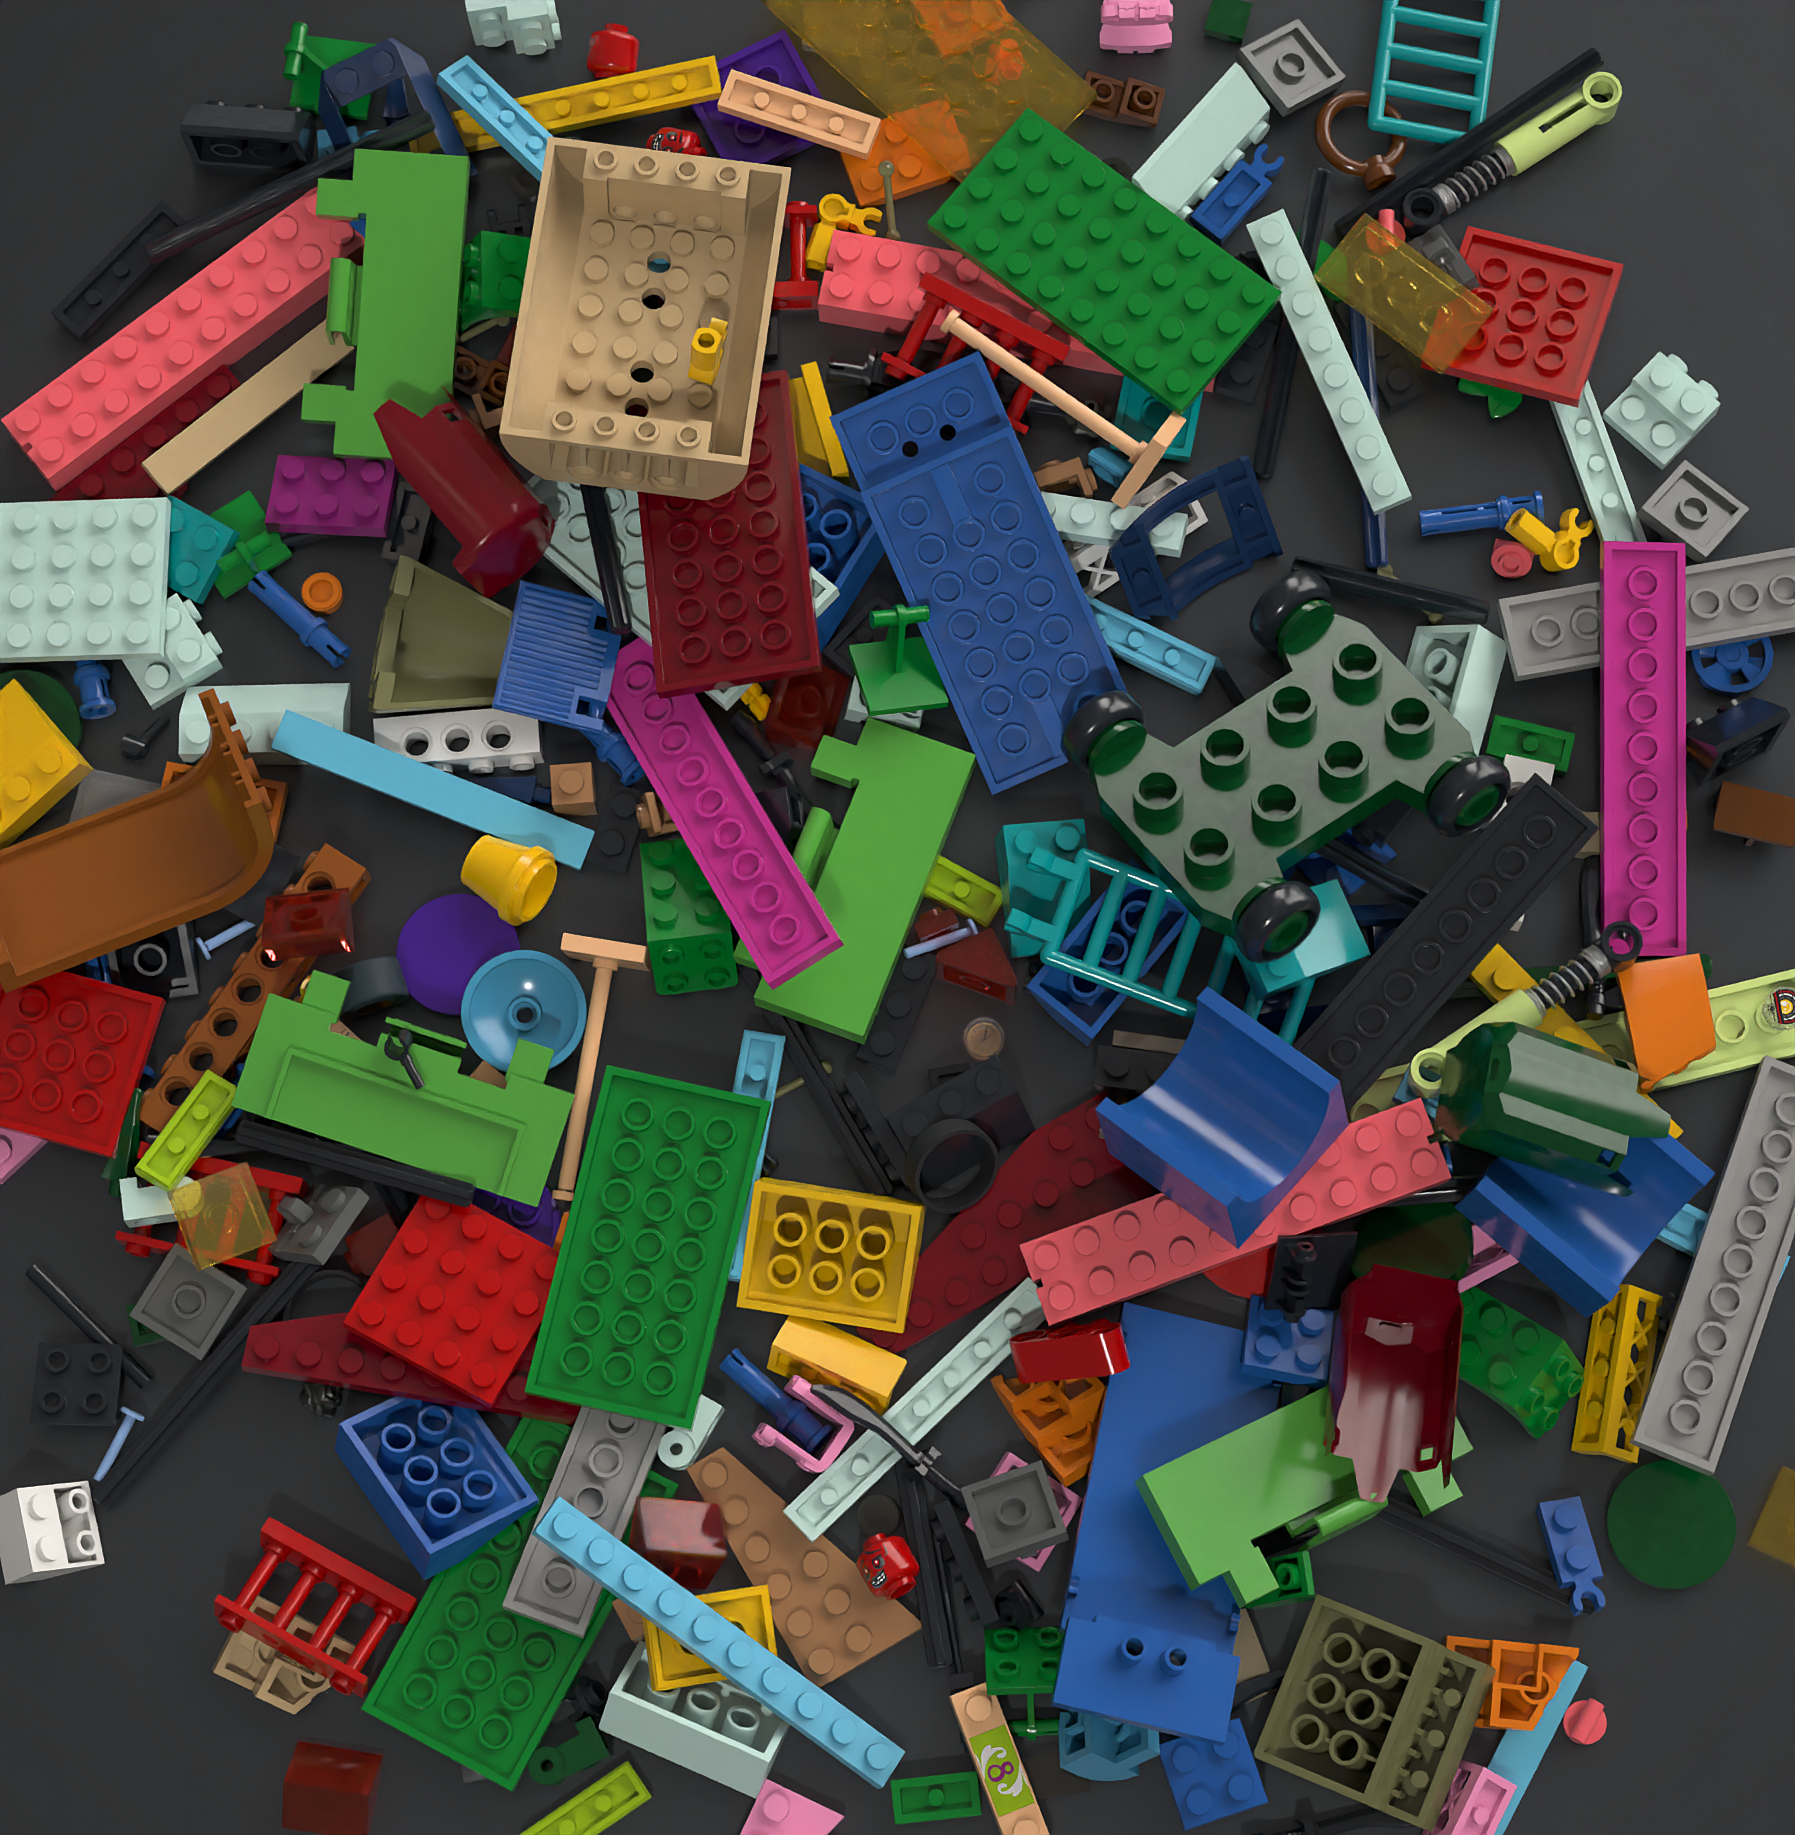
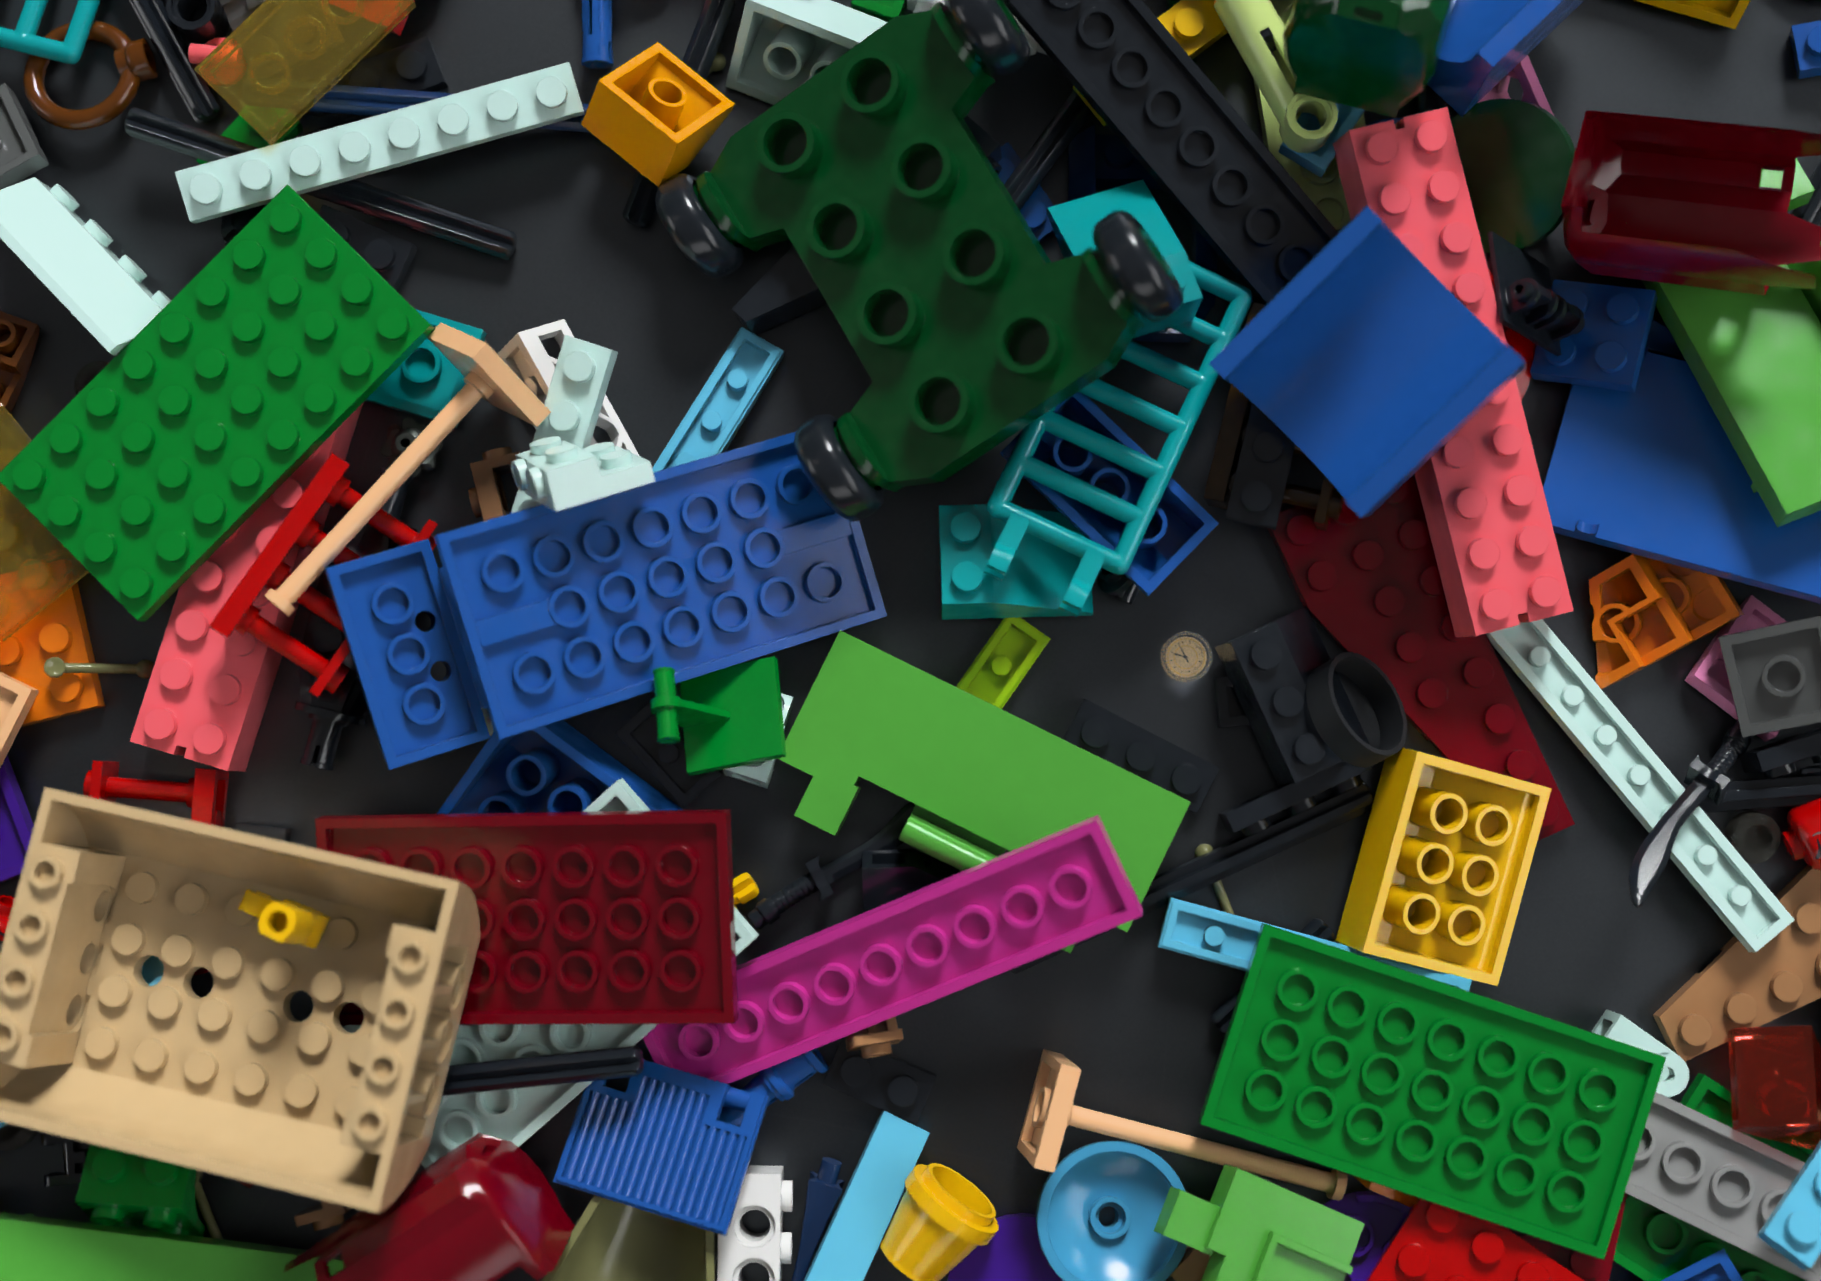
camera: 90 degrees left, 10 degrees up
(482, 377) = (267, 1216): reddish brown slope -> none
(573, 789) = (829, 1134): medium nougat brick -> none
(684, 922) = (1021, 1014): green bracket -> none
(767, 1436) = (1667, 953): bright pink piece -> none
(790, 1414) = (1627, 932): blue pin -> none
(805, 709) = (762, 832): clear red slope -> none
(815, 434) = (379, 791): yellow panel -> none
(835, 1358) = (1574, 868): yellow panel -> none
(836, 214) = (106, 739): yellow bar -> none
(935, 924) = (1045, 701): clear red plate -> none
(969, 930) = (1054, 660): light blue pin -> none
(979, 967) = (1109, 649): clear red slope -> none
(1068, 521) = (568, 476): none -> light aqua plate
(1070, 1352) = (1603, 583): red piece -> none
(1109, 465) = (480, 429): dark azure slope -> none
(1235, 196) = (146, 237): blue plate -> none
(1251, 540) = (591, 265): dark blue wedge -> none
(1378, 567) = (655, 113): none -> light orange slope
(1516, 1362) = (1639, 72): green bracket -> none

